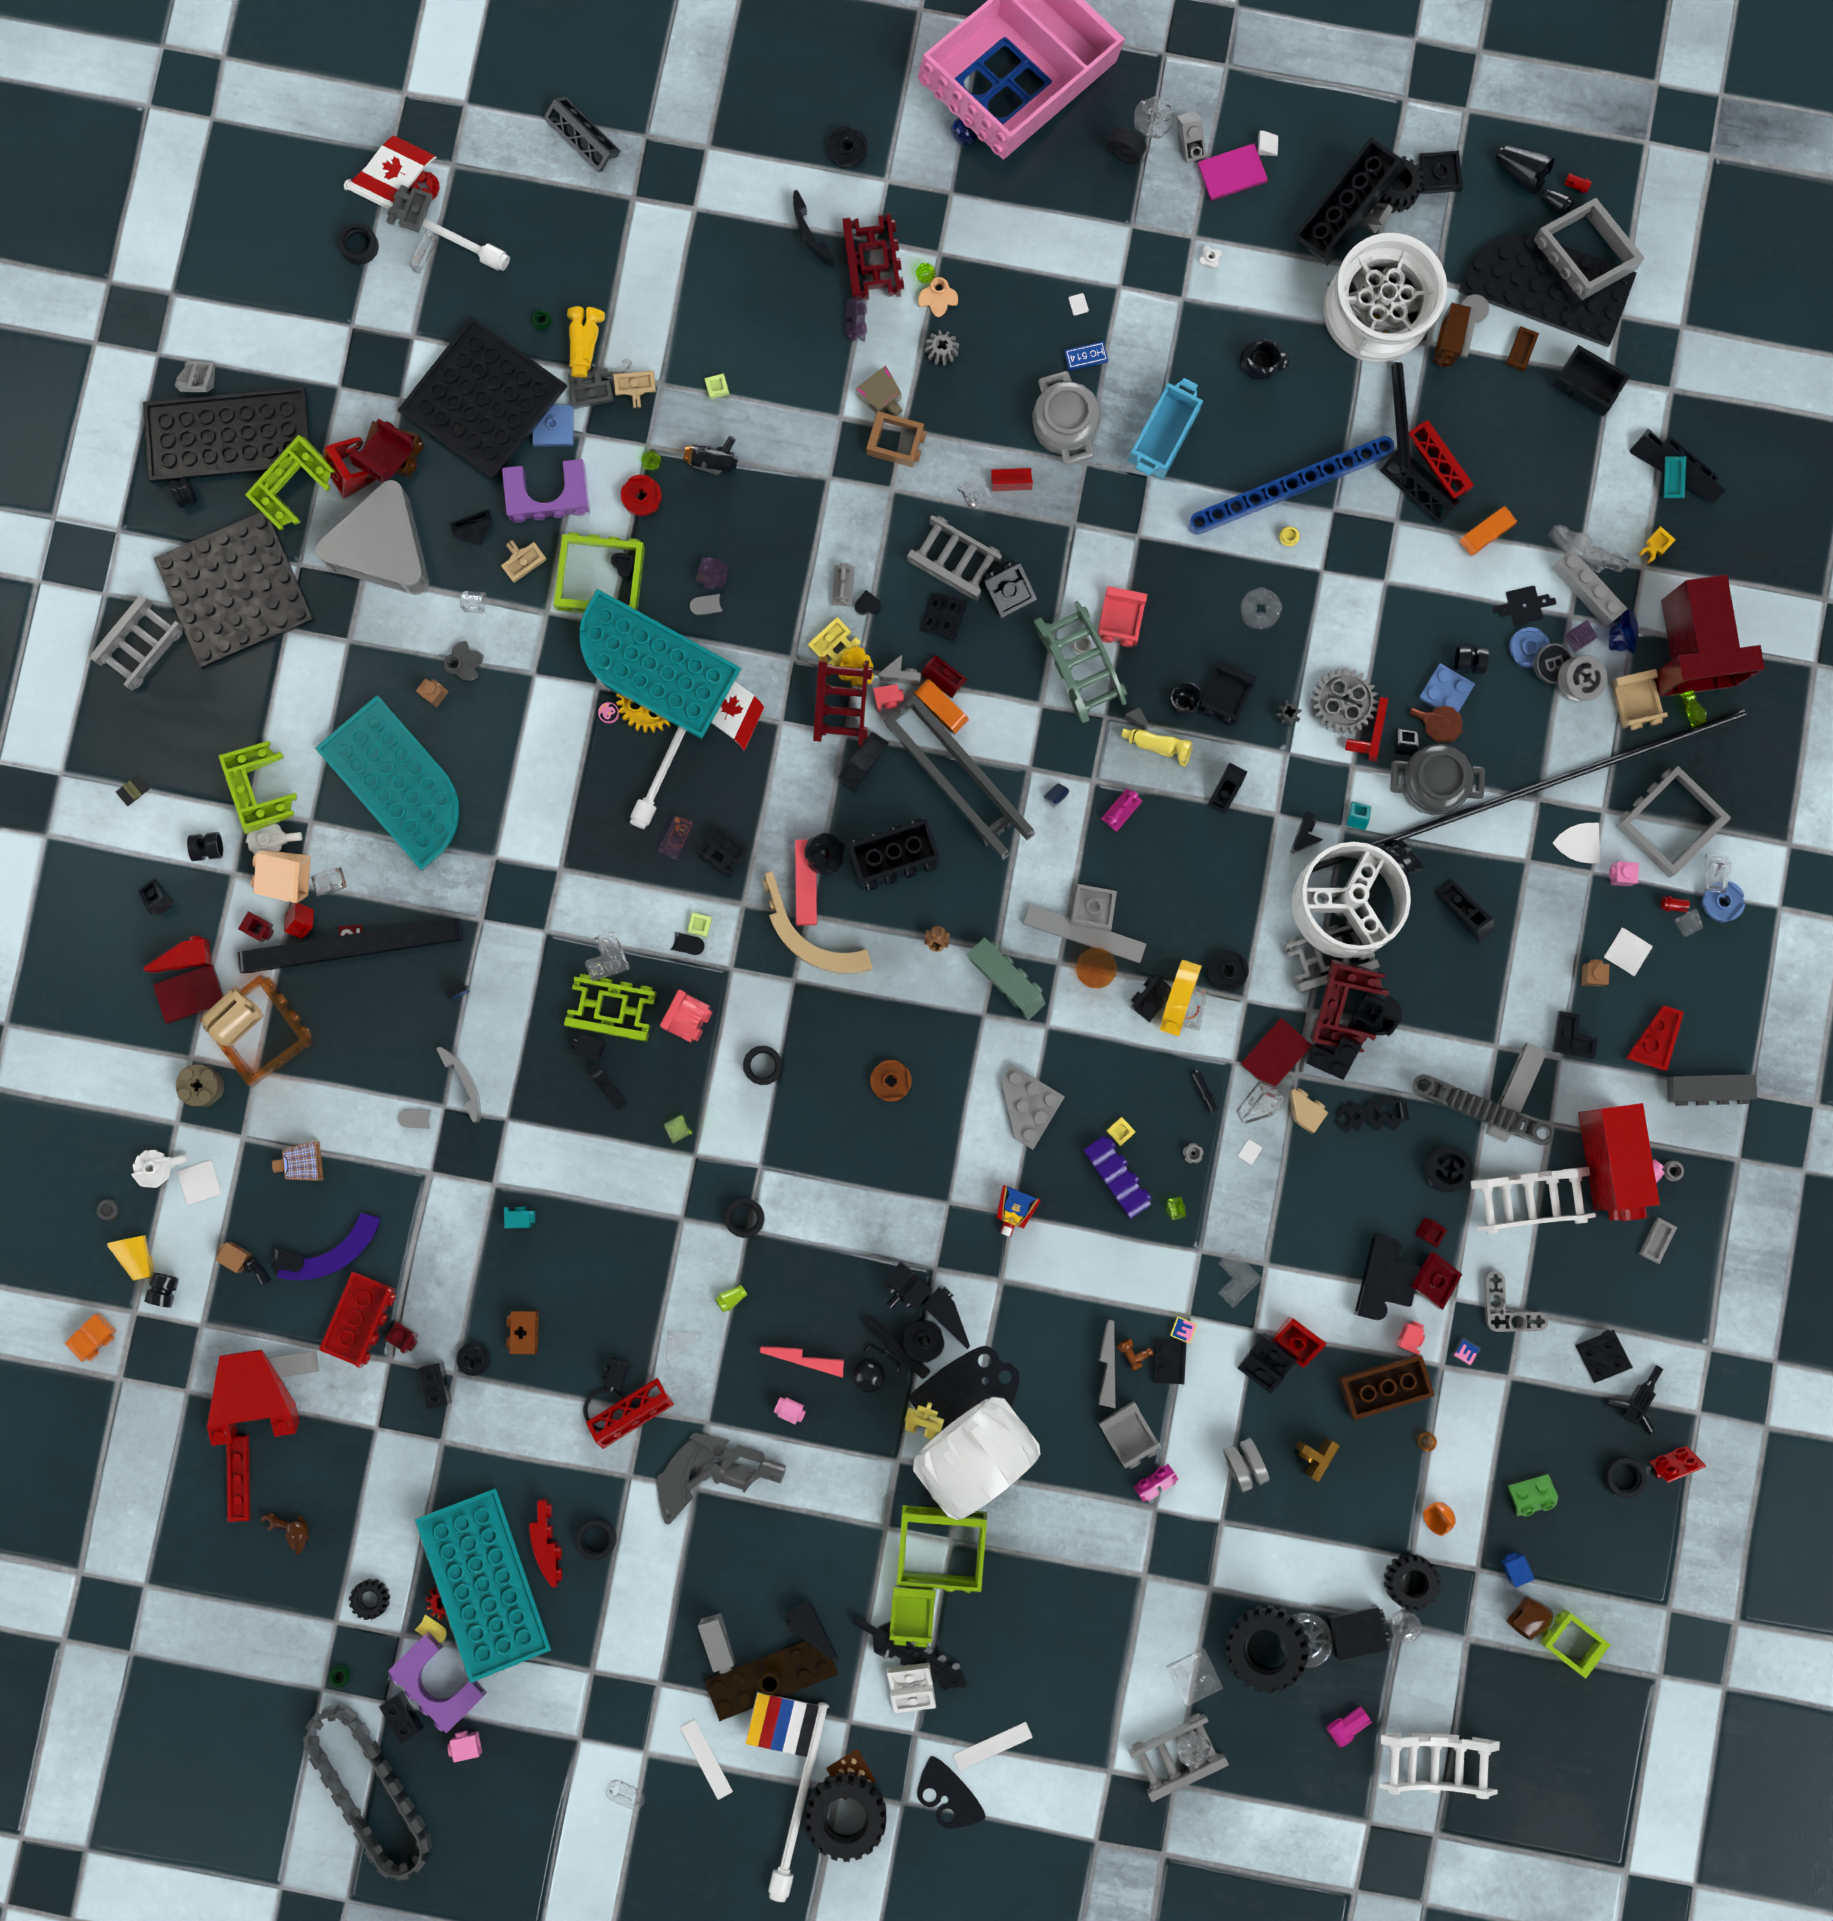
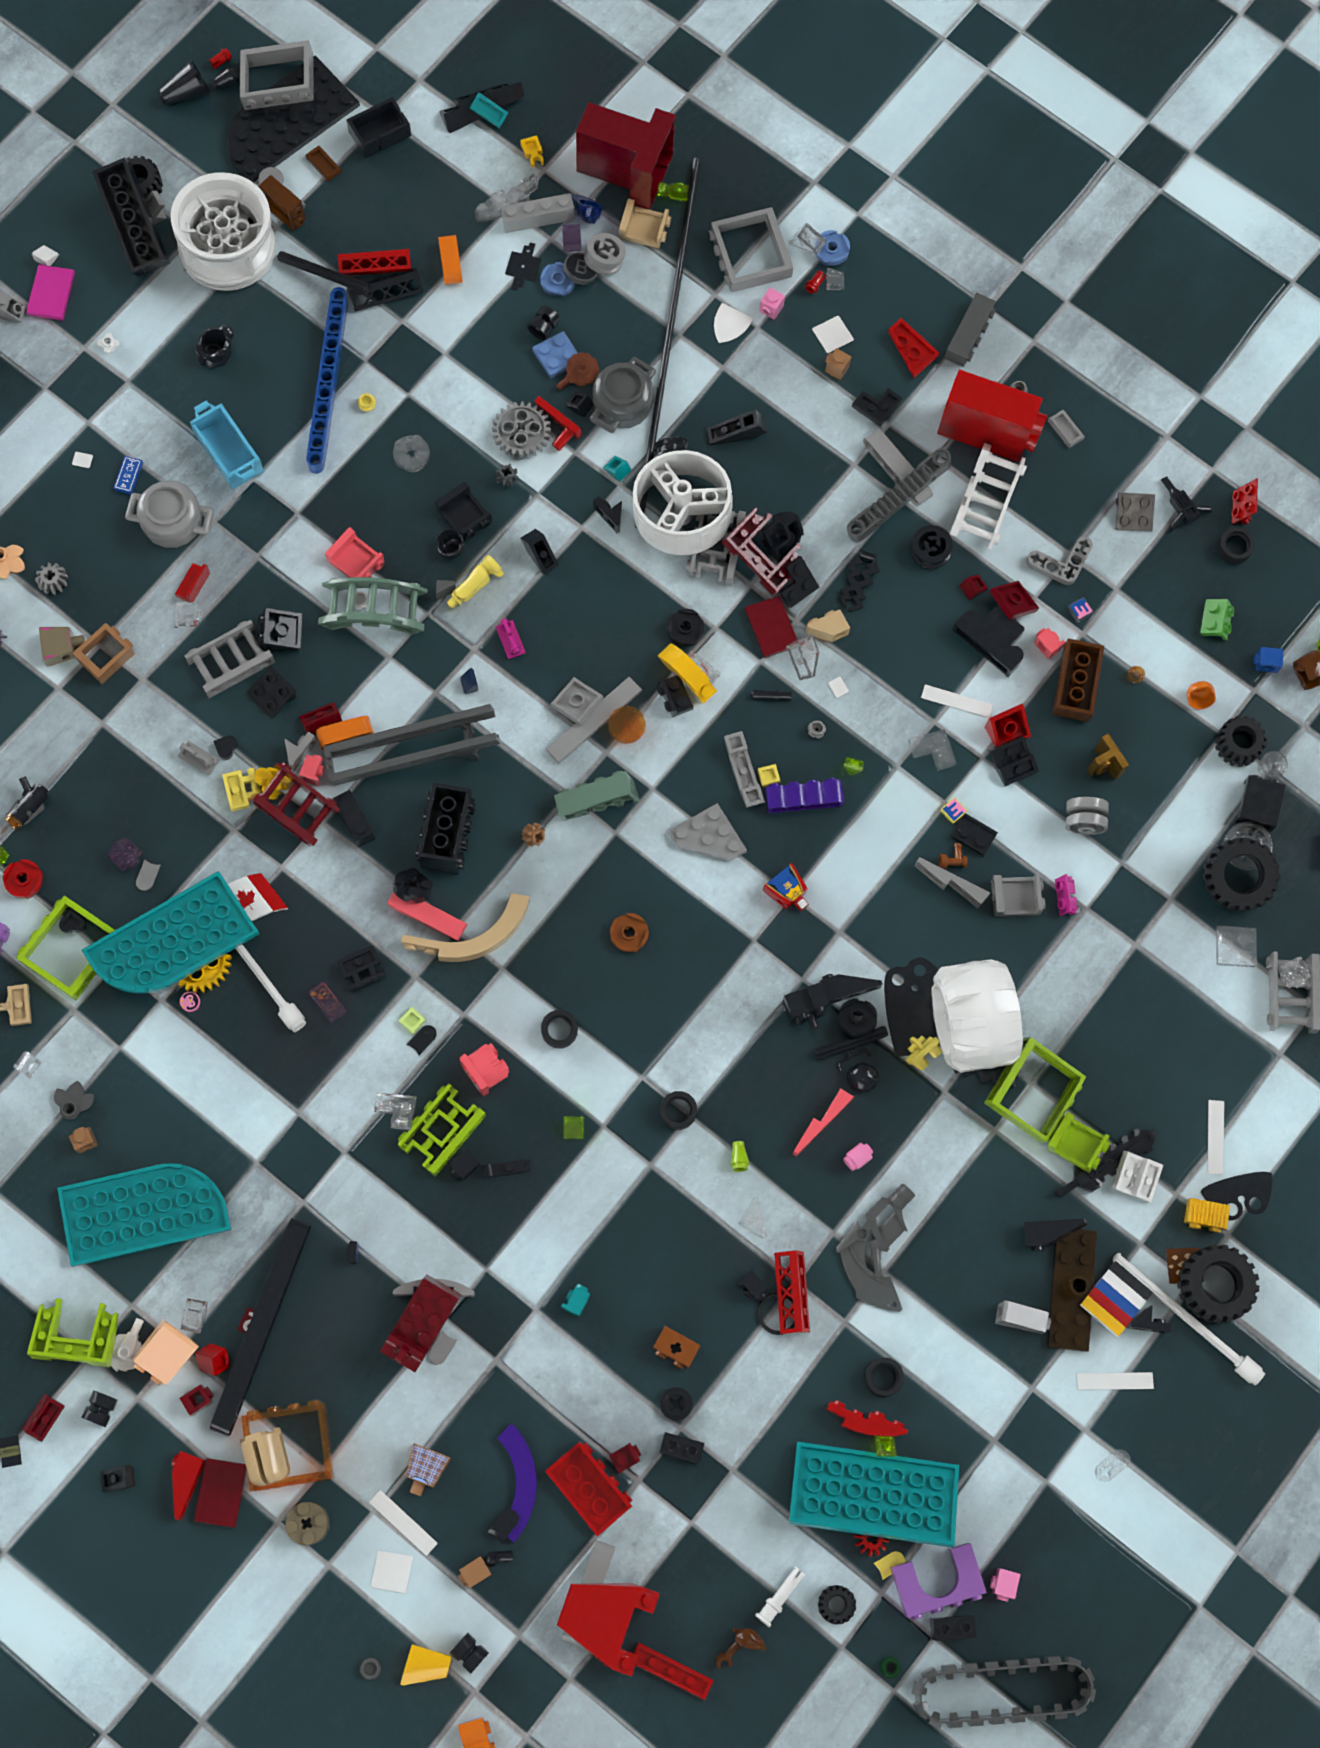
camera: 65 degrees left, 10 degrees down
(154, 1168) = (357, 1605): white piece -> none
(174, 801) = (43, 1417): none -> dark red slope
(246, 1169) = (403, 1522): none -> white sticker
(341, 1542) = (774, 1604): none -> white pin
(420, 1088) = (420, 1323): none -> dark red hinge
(531, 1573) = (885, 1446): none -> clear neon green slope
(773, 1761) = (1145, 1323): none -> black slope
(908, 1773) = (1206, 1214): none -> yellow brick
(1111, 1104) = (743, 769): none -> light grey slope
(1300, 1276) = (957, 701): none -> white sticker
(1440, 172) = (150, 145): black tile -> none

